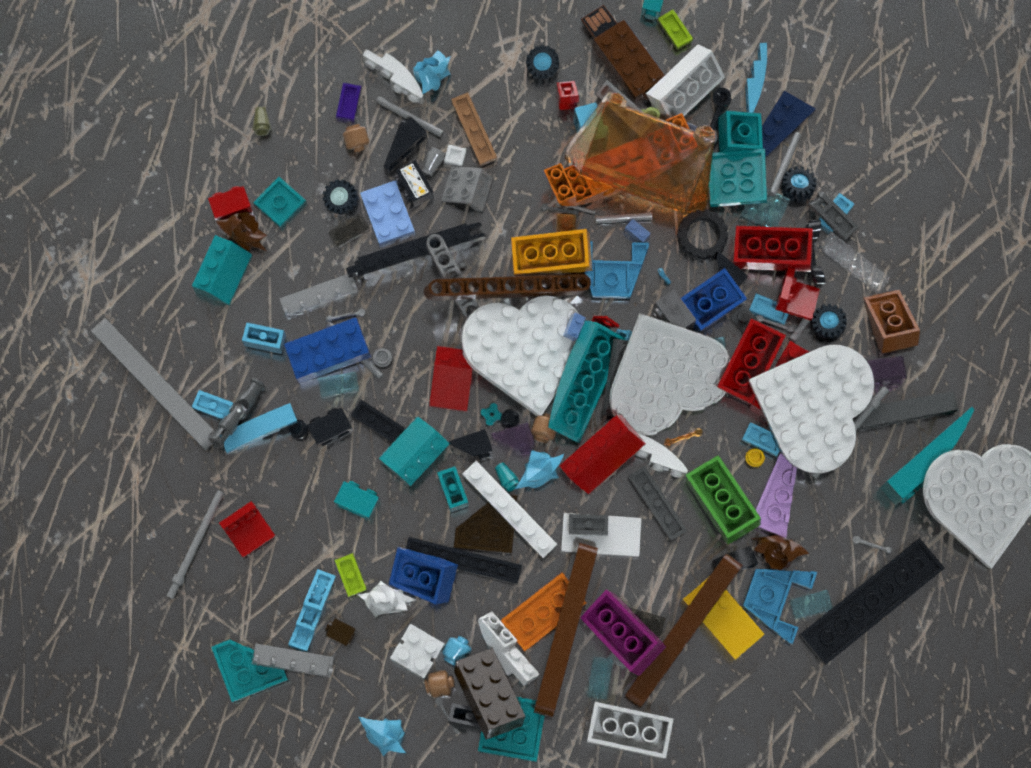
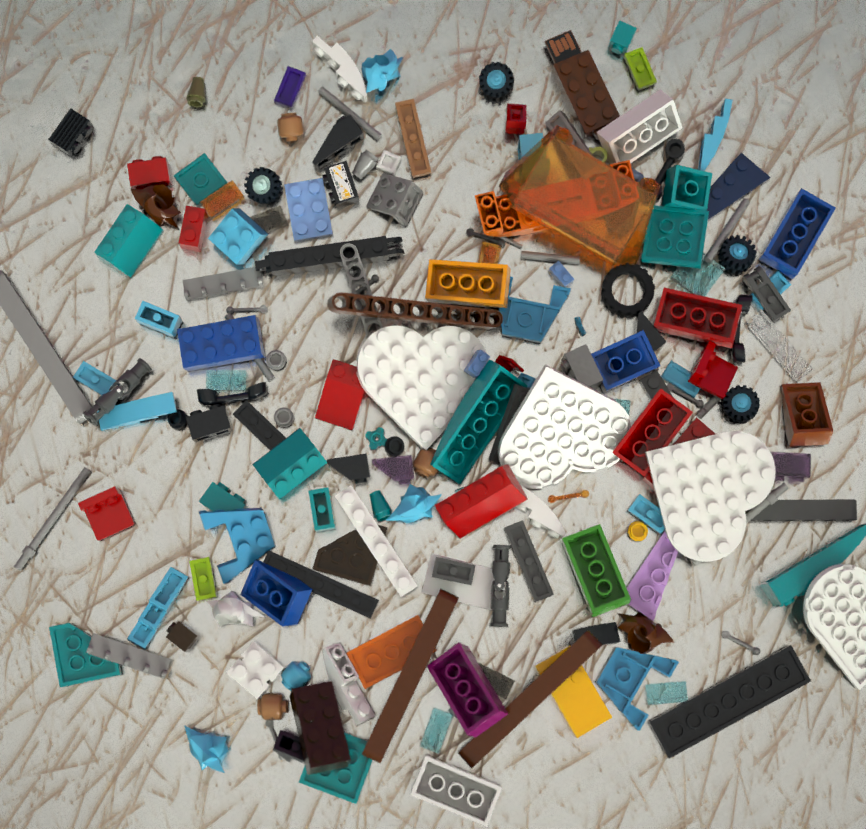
camera: 10 degrees right, 5 degrees up
(148, 178) = (71, 132): none -> black brick
(281, 248) = (193, 228): none -> red brick
(303, 216) = (222, 199): none -> clear orange plate
(324, 403) = (209, 396): none -> black piece
(325, 247) = (238, 236): none -> medium azure brick
(386, 524) = (247, 533): none -> dark azure wing
(399, 410) = (283, 417): none -> light grey plate
(633, 517) = (500, 572): none -> dark grey piece
(850, 155) = (797, 233): none -> blue brick

